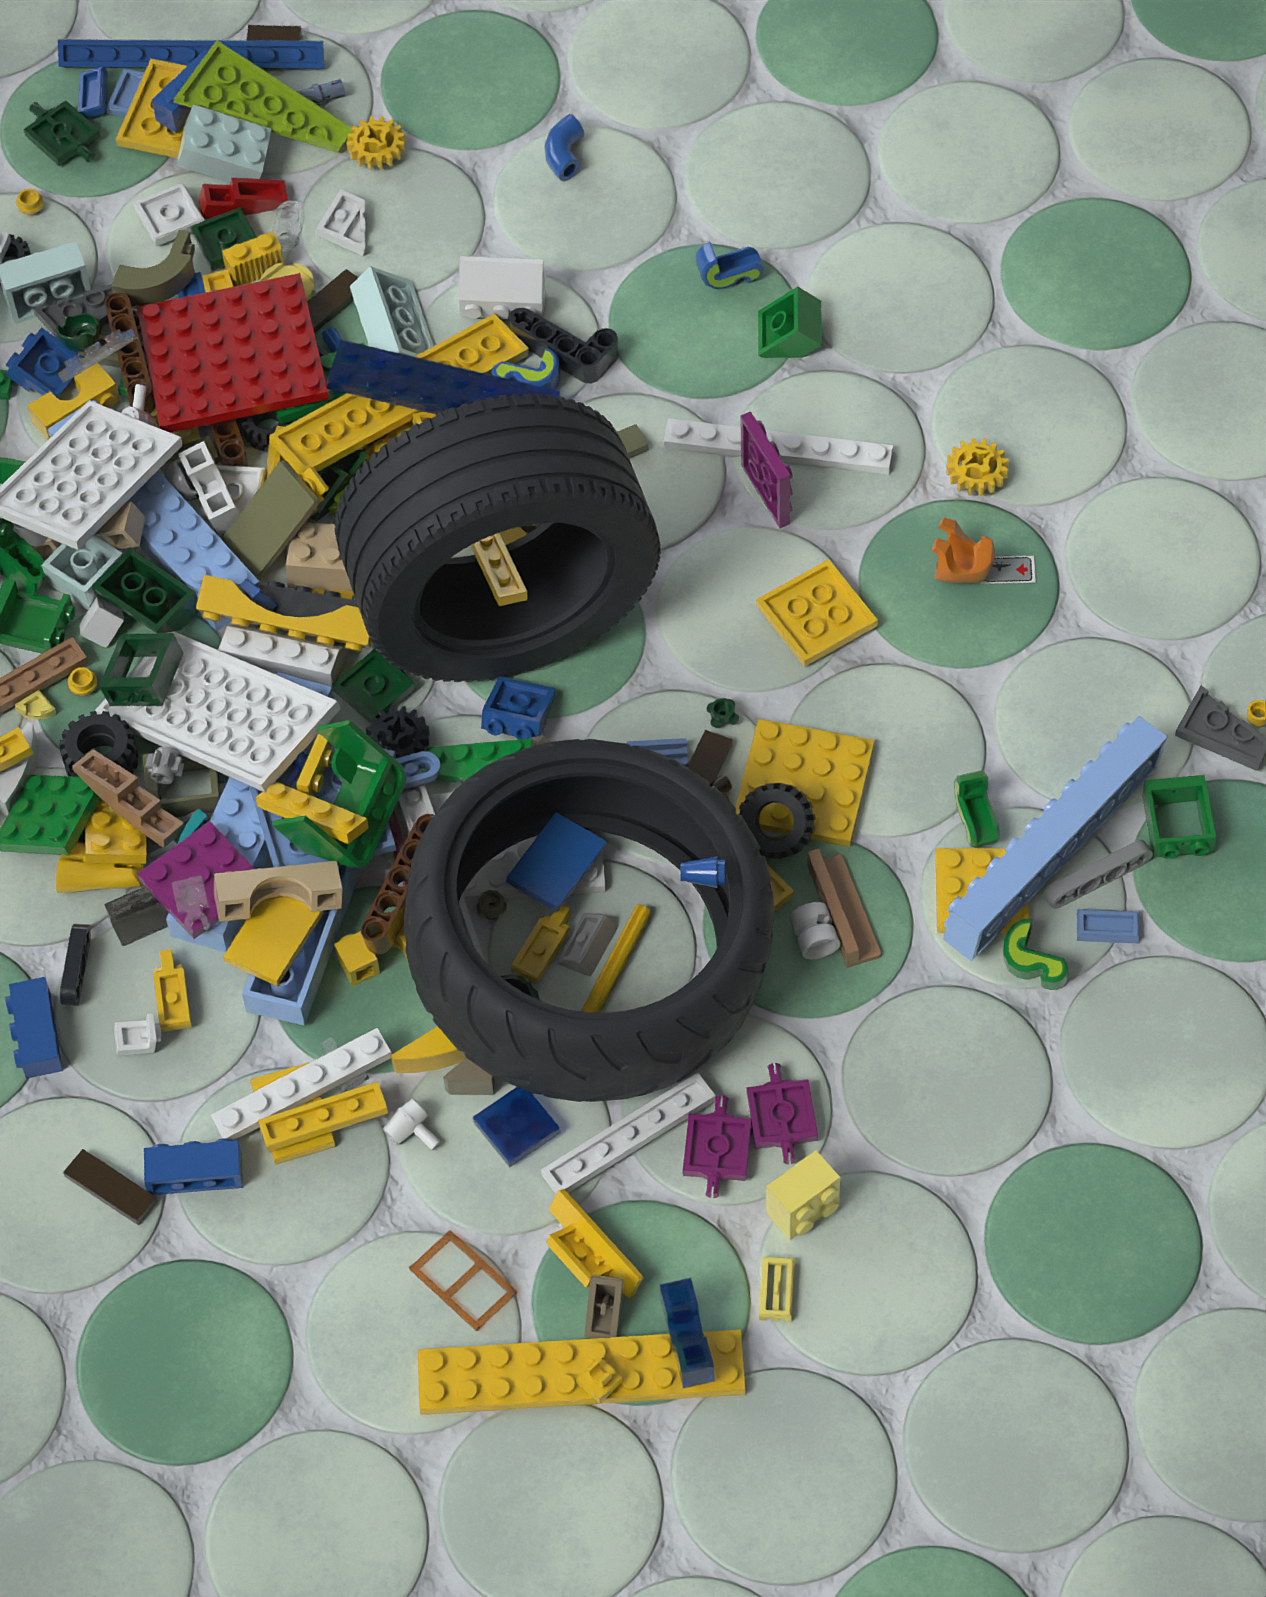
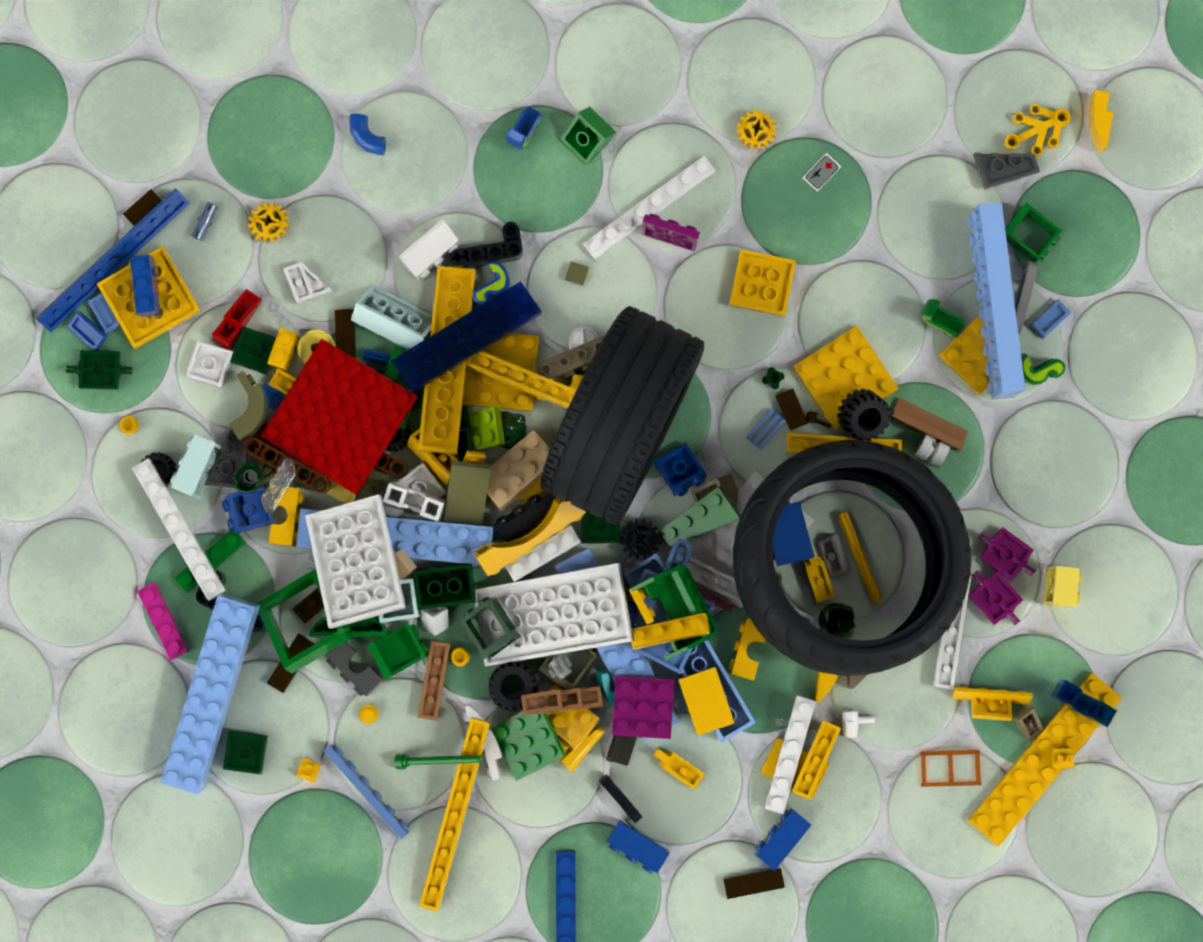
camera: 50 degrees left, 25 degrees up
(35, 707) = (451, 690): light yellow tile -> none
(137, 411) = (336, 497): white piece -> none
(137, 1036) = (688, 804): white bracket -> none
(190, 899) = (658, 726): clear plate -> none
(222, 145) = (199, 302): light aqua brick -> none
(245, 91) = (181, 262): lime wing -> none
(258, 595) = (504, 539): blue tile -> none
(313, 884) = (705, 661): tan arch -> none
(392, 895) = (741, 626): reddish brown beam -> none
(516, 1125) = (901, 679): clear blue plate -> none
(704, 871) = (900, 493): blue cone -> none
(775, 1314) = (1074, 625): light yellow tile -> none
(960, 557) = (802, 190): orange piece -> none

